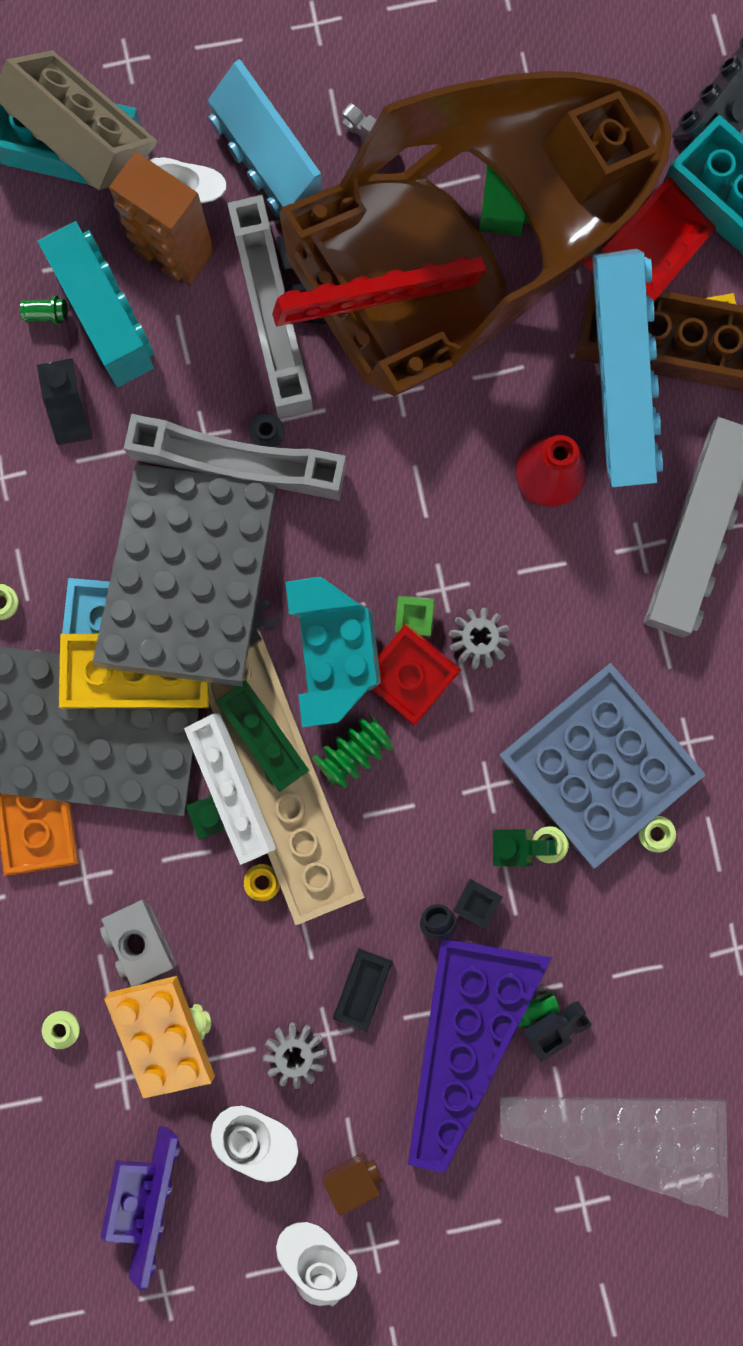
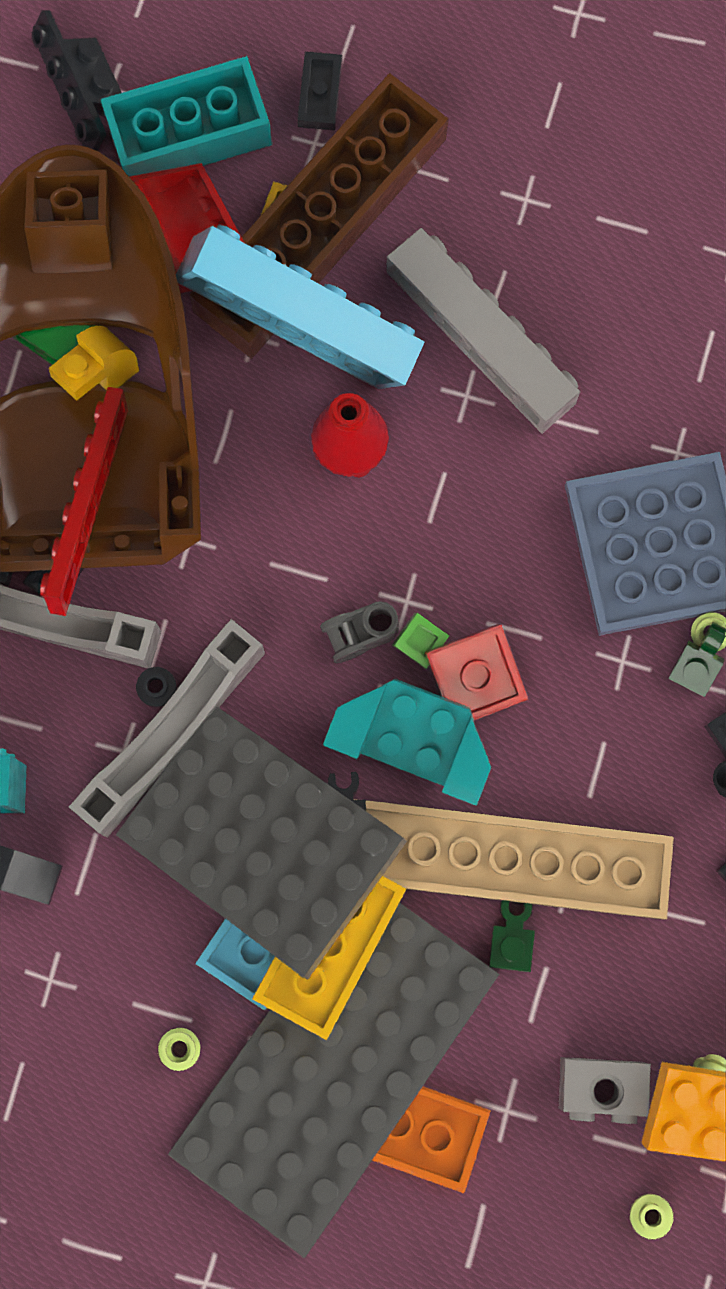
camera: 60 degrees left, 5 degrees down
(230, 788) = (499, 910): white plate -> none
(250, 882) = (618, 931): yellow plate -> none
(262, 736) = (464, 849): dark green plate -> none
(353, 752) = (524, 770): green piece -> none
(392, 559) = (358, 631): none -> dark grey piece
(477, 625) = (482, 577): light grey gear -> none
(501, 235) = (95, 360): none -> yellow brick

